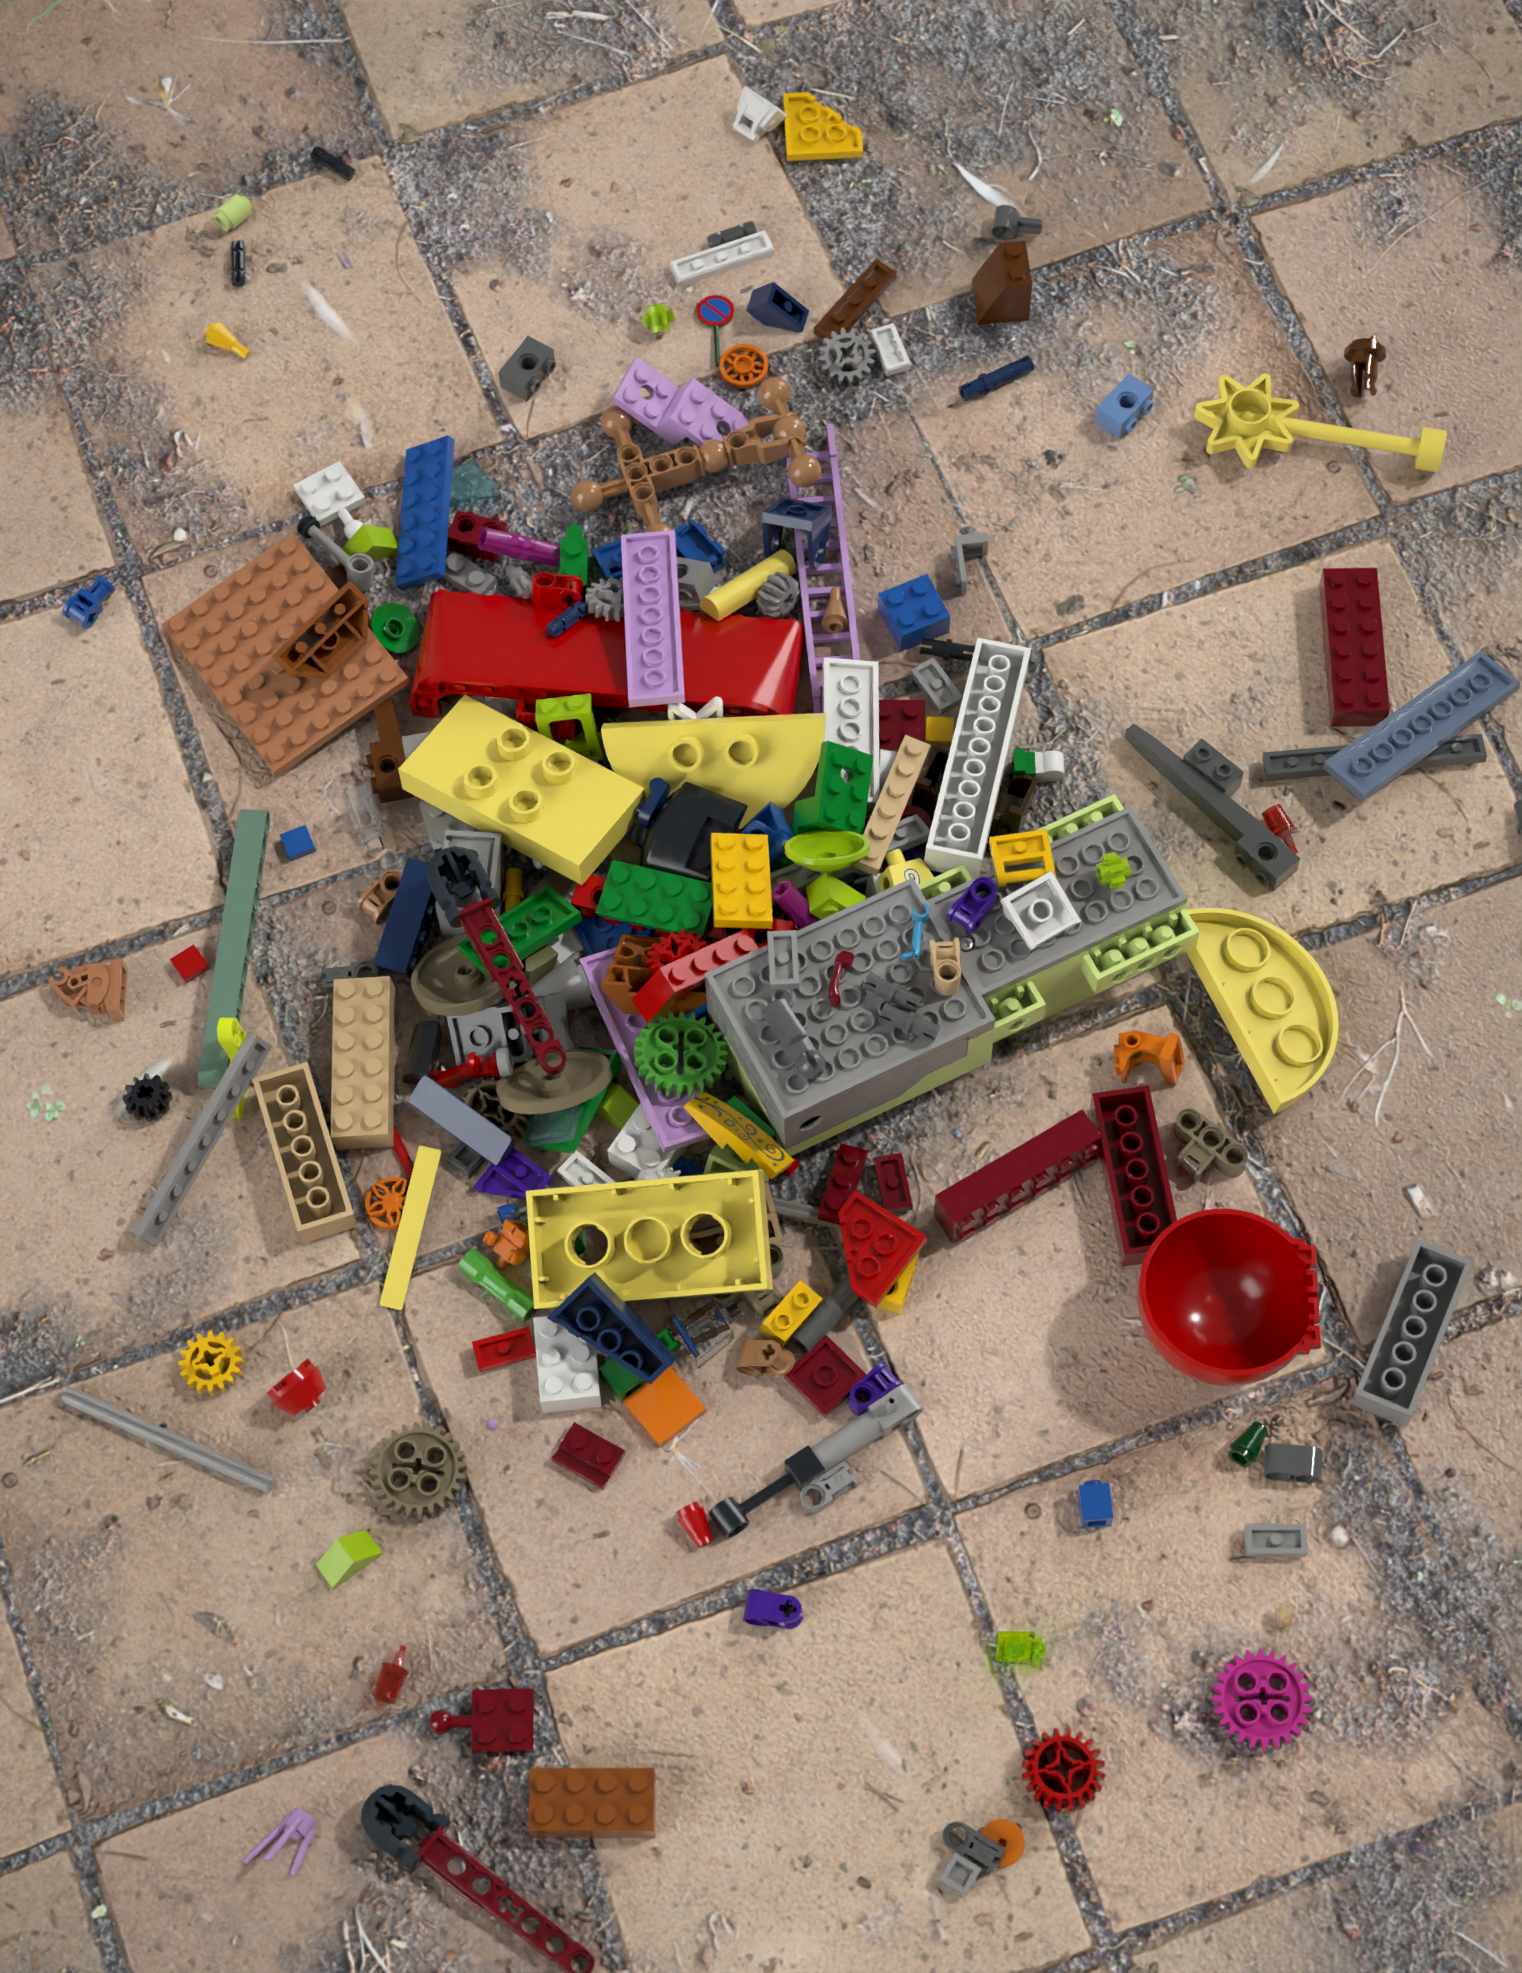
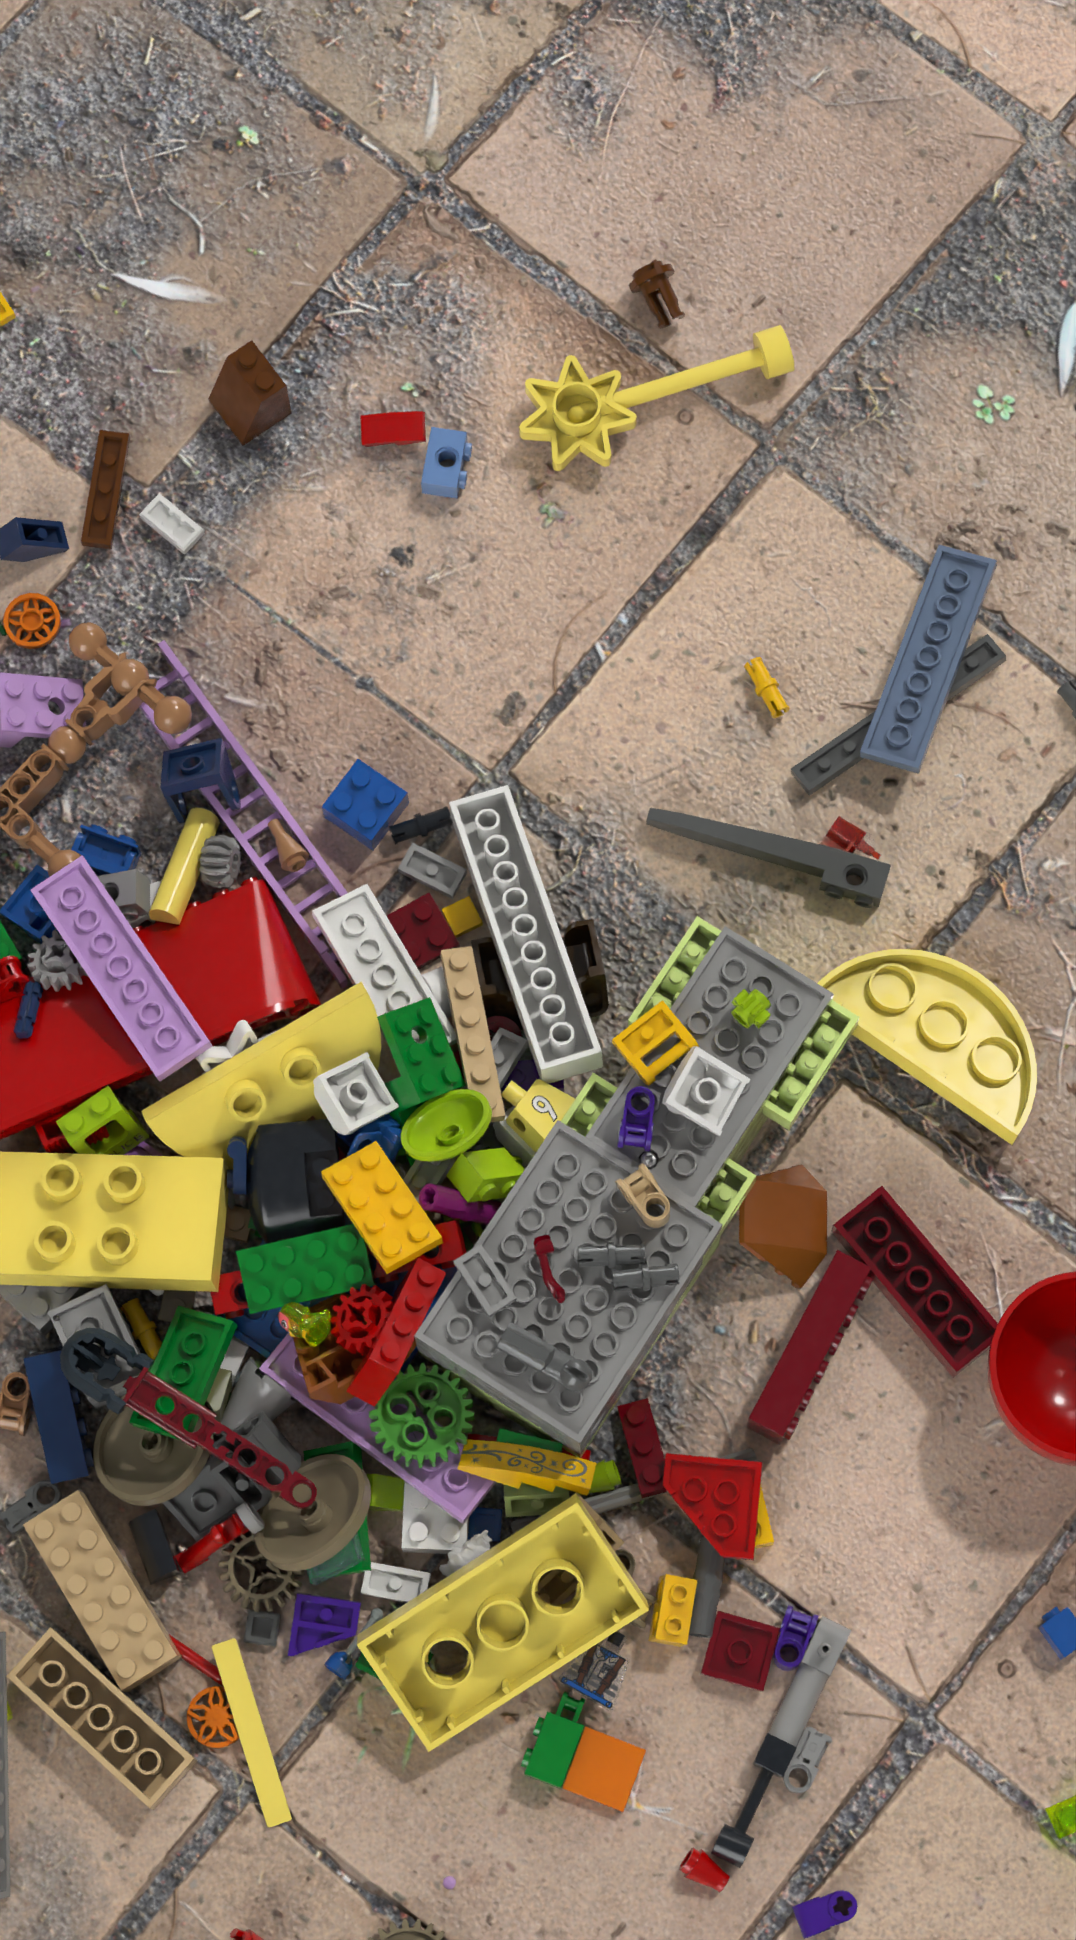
camera: 30 degrees left, 10 degrees up
(461, 1121) = (240, 1601): slope -> none
(482, 1271) = (373, 1741): bright green axle -> none
(504, 1349) = (417, 1803): red plate -> none
(510, 1243) = (361, 1694): orange piece -> none
(565, 1369) = (487, 1781): white brick -> none
(588, 1455) = (561, 1861): dark red plate -> none
(613, 1329) = (523, 1733): dark blue wedge -> none
(631, 937) = (304, 1324): none -> clear neon green animal
(764, 1358) = (670, 1669): medium nougat piece -> none
(770, 792) = (353, 1095): none -> white slope
(793, 1187) = (605, 1477): none -> lime cone
(855, 363) = (119, 555): light grey gear -> none
(893, 1183) = (691, 1418): dark red plate -> none
(917, 933) = (598, 1180): dark azure piece -> none
(967, 545) = (377, 699): light grey bracket -> none
(987, 382) = (291, 508): dark blue pin -> none
(1008, 223) = (210, 315): dark grey axle -> none
(1044, 766) = (580, 902): leg -> none
(1053, 1072) = (786, 1222): none -> dark orange wedge
(1100, 363) = (393, 427): none -> red slope
(1162, 1051) = (875, 1141): orange tile -> none
(1197, 1156) = (964, 1227): dark tan piece -> none
(1214, 767) = (754, 812): dark grey brick -> none
(1280, 686) = (766, 687): none -> yellow pin
(1353, 647) = (816, 607): dark red brick -> none

